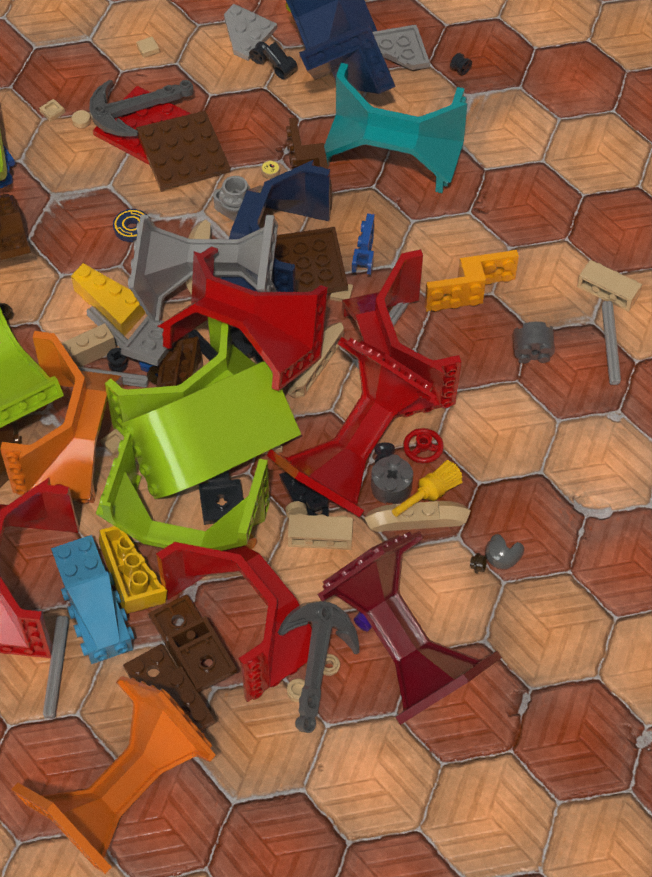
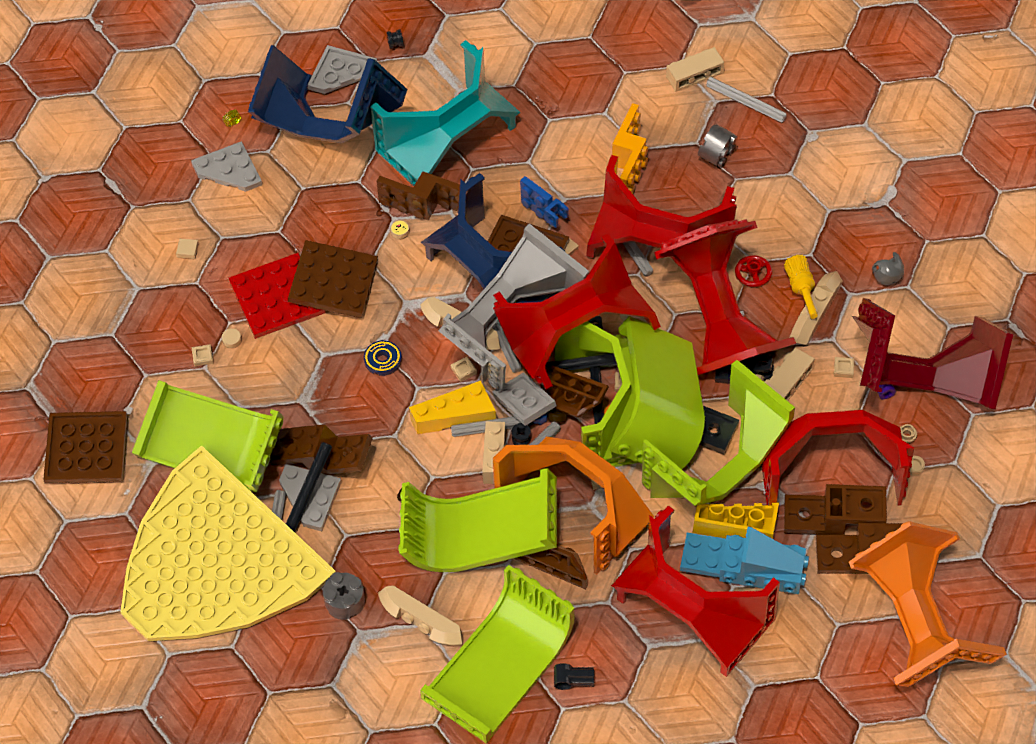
camera: 55 degrees left, 0 degrees up
(55, 668) = (802, 626): light grey axle -> none
(104, 114) = (249, 306): dark grey piece -> none
(230, 196) = (425, 268): light grey beam -> none
(257, 54) = (266, 169): black wheel -> none
(283, 64) = (294, 159): black piece -> none
(324, 618) = (887, 411): dark grey piece -> none
(383, 450) = (747, 298): black wheel -> none
(391, 479) = (775, 305): flat silver brick -> none
(478, 563) = (884, 291): dark brown plate -> none

